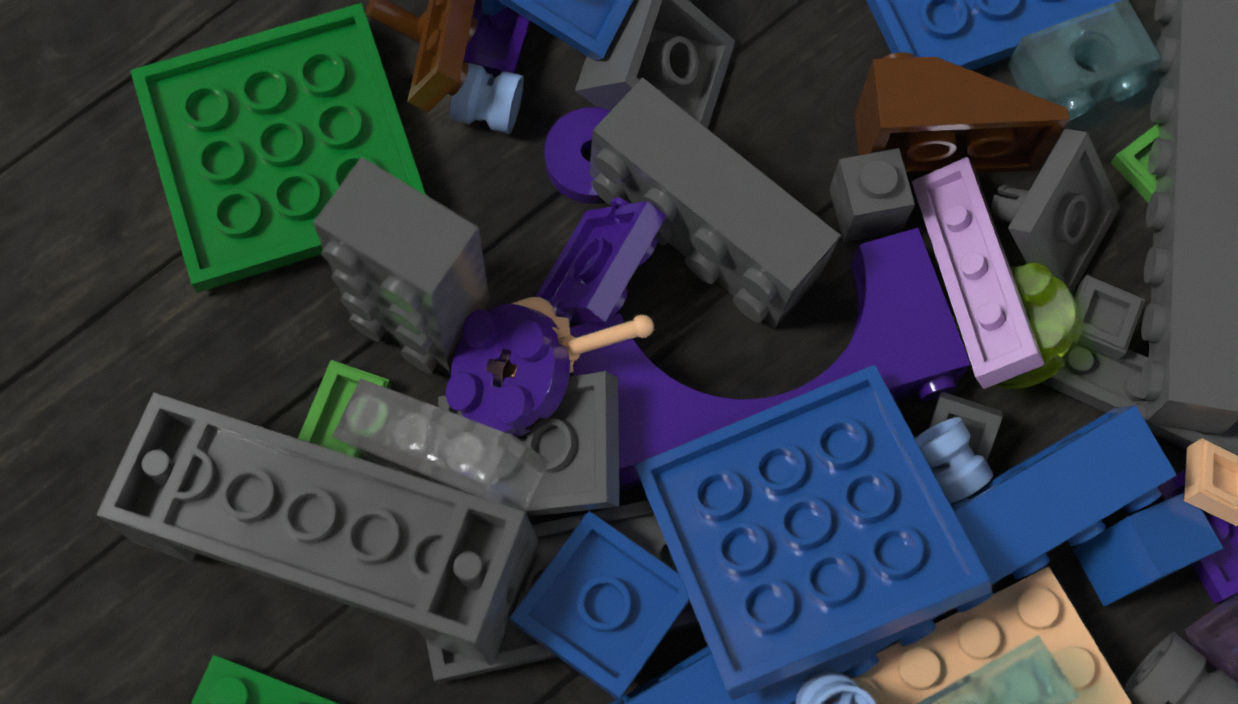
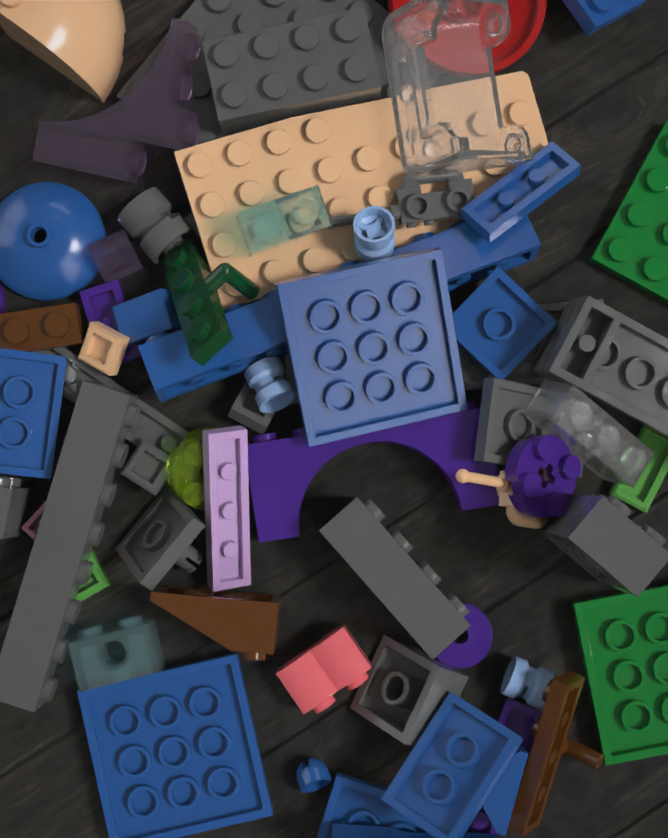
camera: 170 degrees left, 15 degrees up
(600, 260) = (472, 545): dark purple plate -> none
(782, 79) = (324, 670): none -> coral brick
(871, 195) = (281, 574): dark grey brick -> none
(1100, 560) = (197, 298): none -> dark green plate

